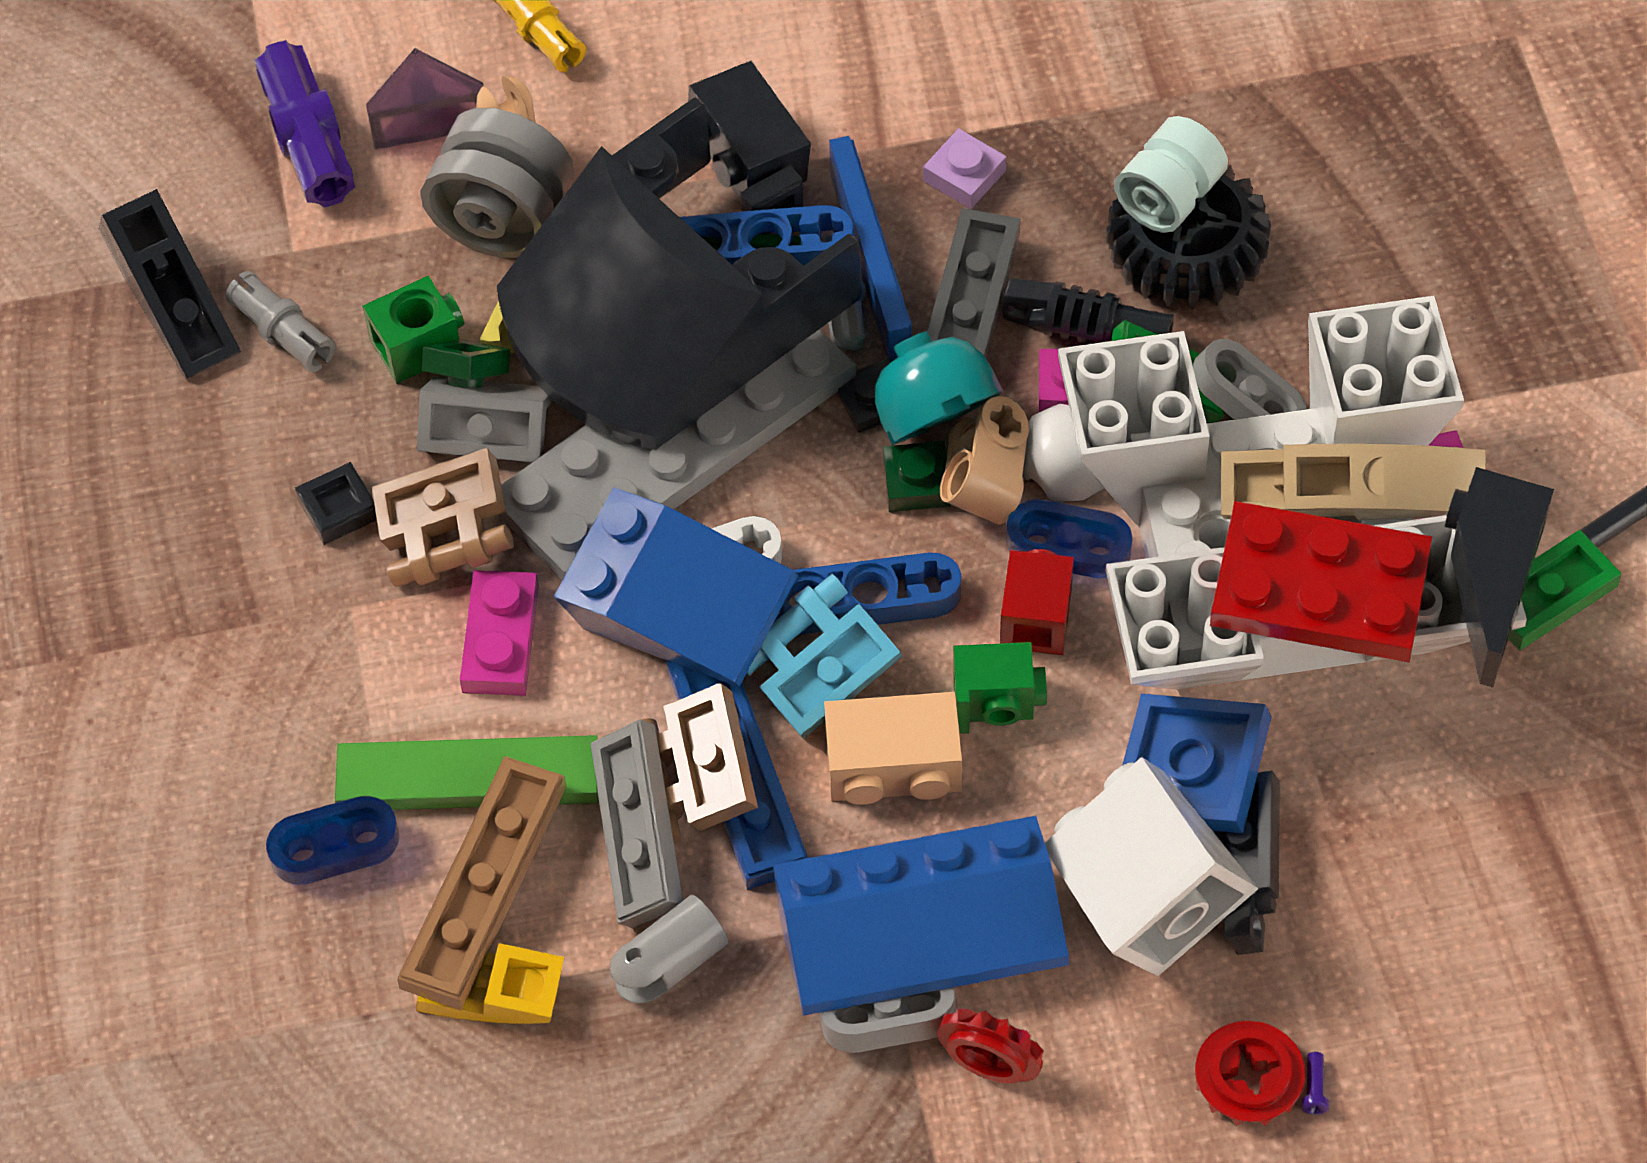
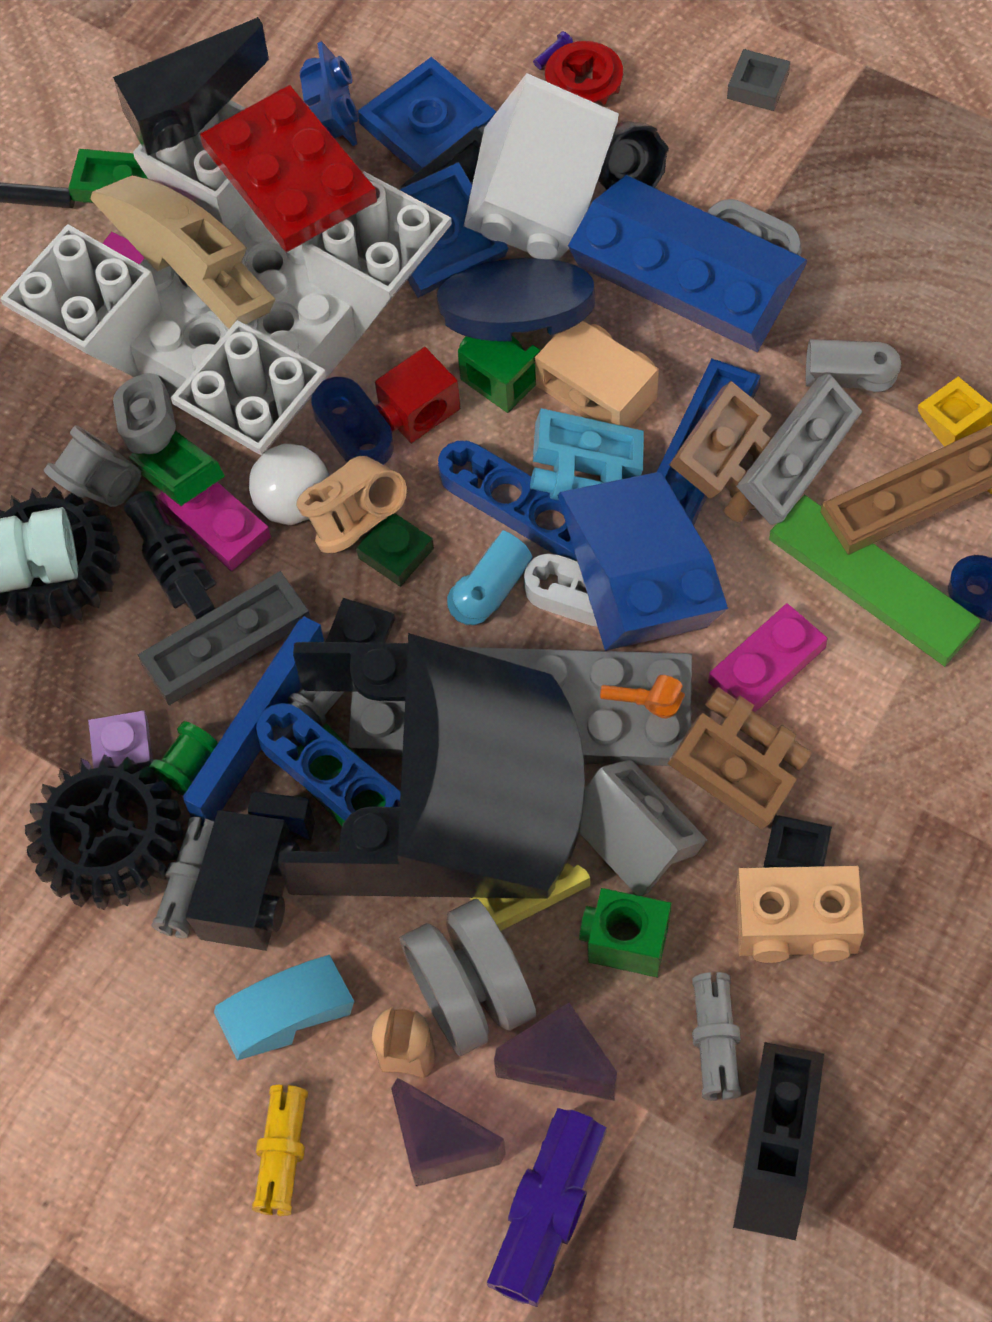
camera: 135 degrees left, 5 degrees up
(289, 442) = (799, 912): none -> light nougat brick
(380, 214) = (558, 1056): none -> clear purple slope
(465, 362) = (618, 861): dark green plate -> none
(546, 491) = (661, 700): none -> orange hand
(627, 92) = (279, 1005): none -> medium azure slope
(801, 501) = (490, 581): none -> medium azure piece
(806, 115) = (182, 880): none -> light grey pin
(895, 187) = (184, 757): none -> green bush
(899, 79) = (68, 813): none -> black gear
(931, 385) = (340, 550): teal cylinder -> none
(990, 1046) = (719, 163): red gear -> none
(1032, 731) = (516, 297): none -> dark blue tile
(1092, 989) = (635, 152): none -> black hair
(1229, 298) = (94, 470): none -> light grey piece
(1345, 887) = (424, 114): none -> blue plate
(1453, 829) = (328, 81): none -> blue hinge

